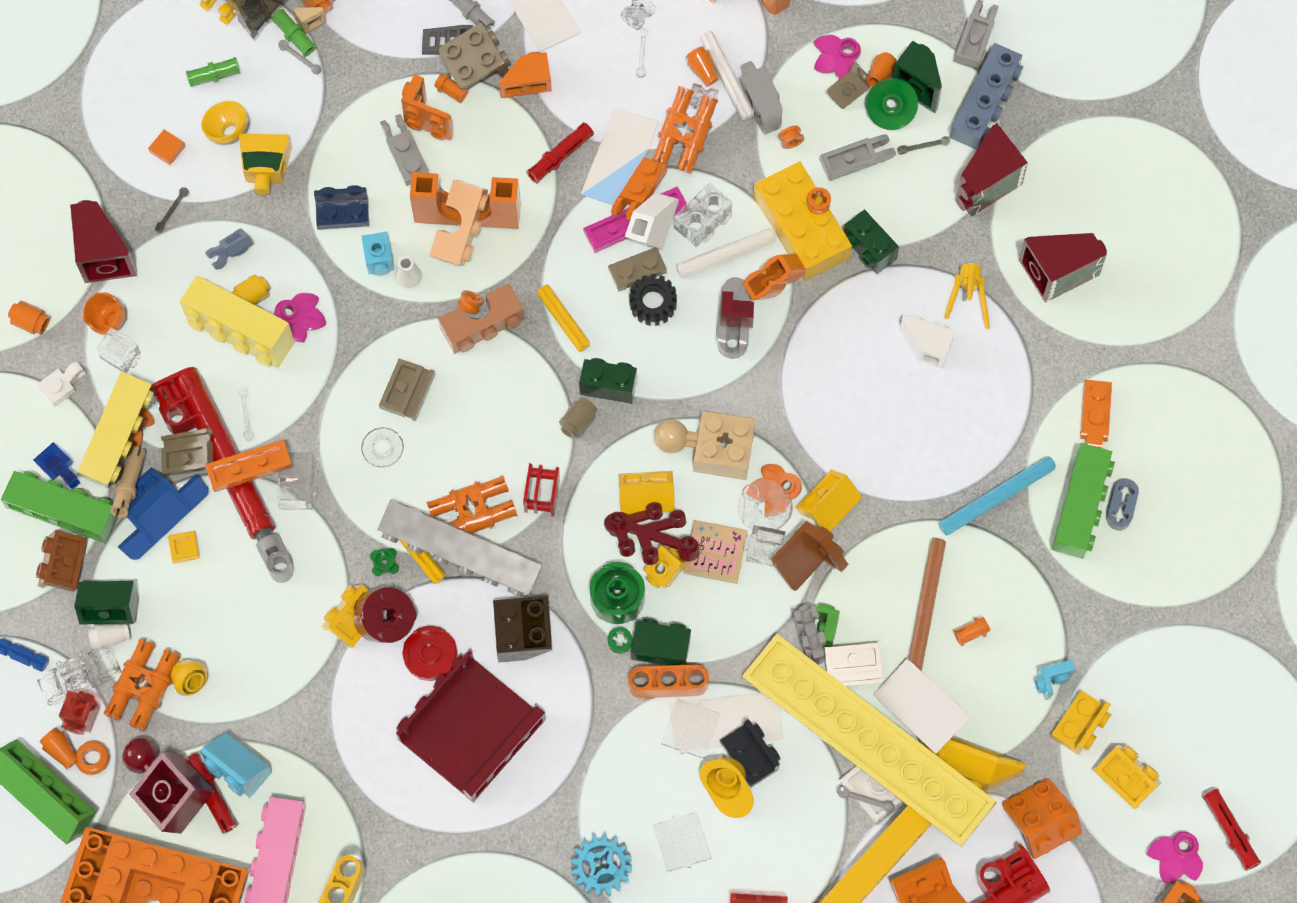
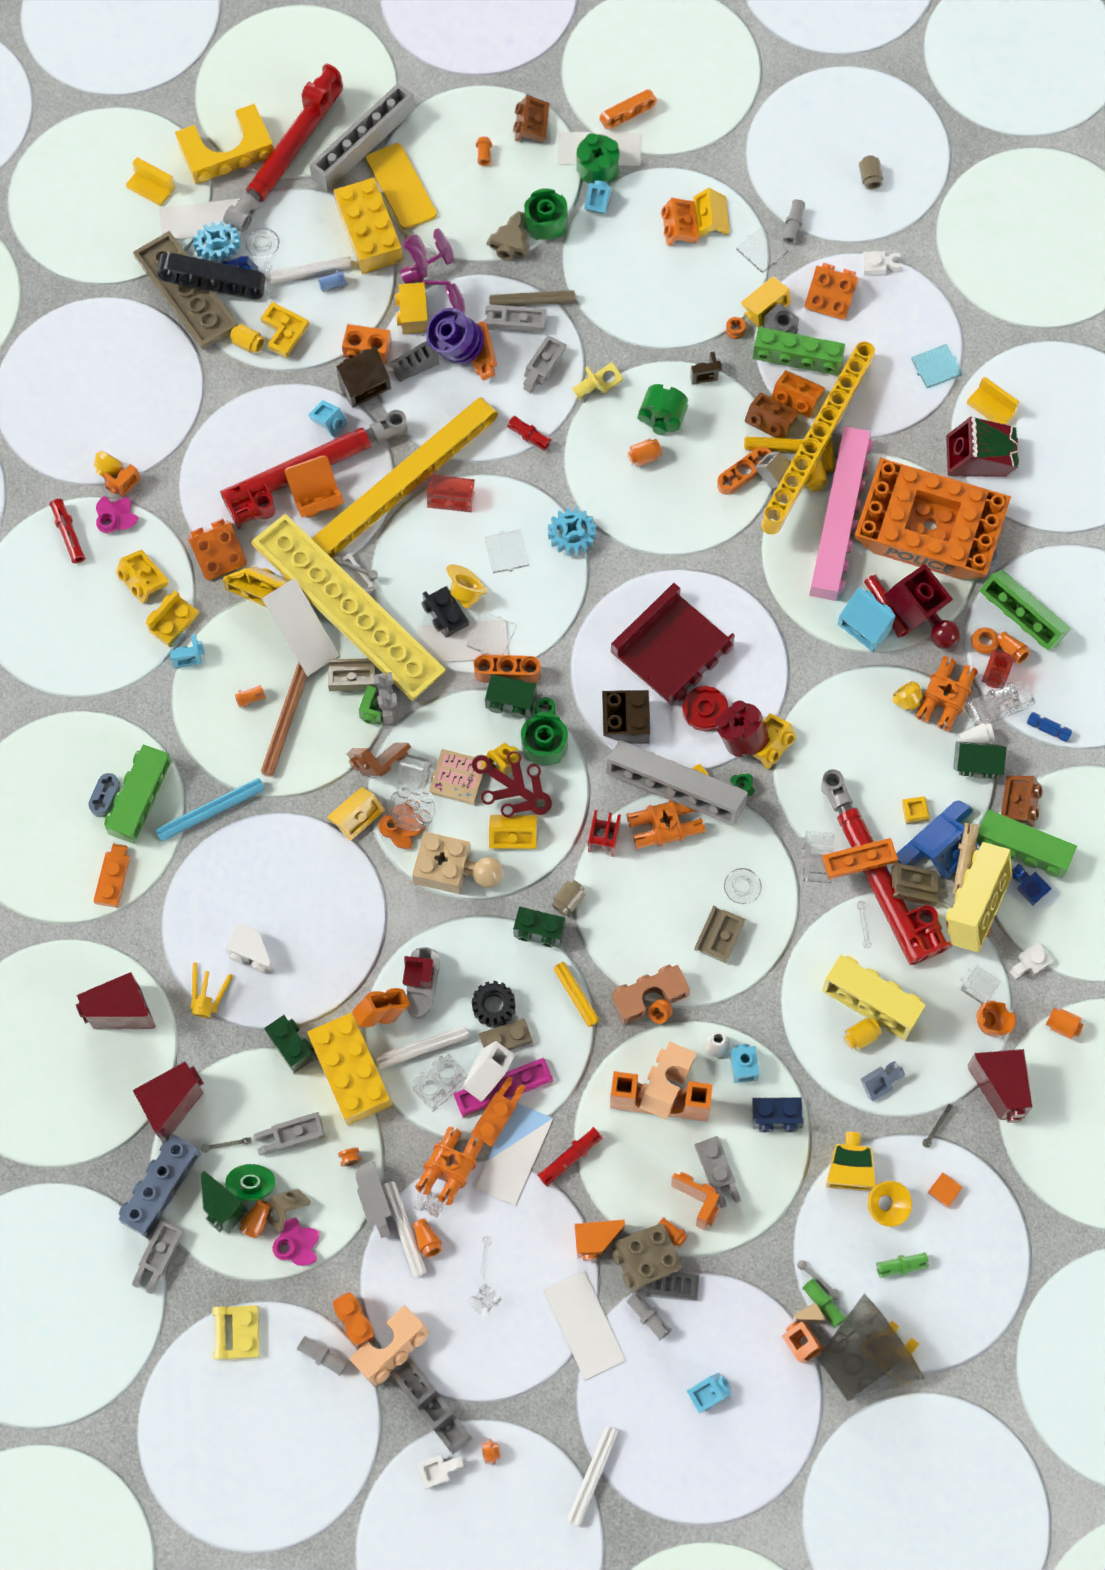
camera: 175 degrees left, 0 degrees up
(303, 316) = (812, 1011): dark pink plate -> none
(824, 207) = (324, 1072): orange bush -> none

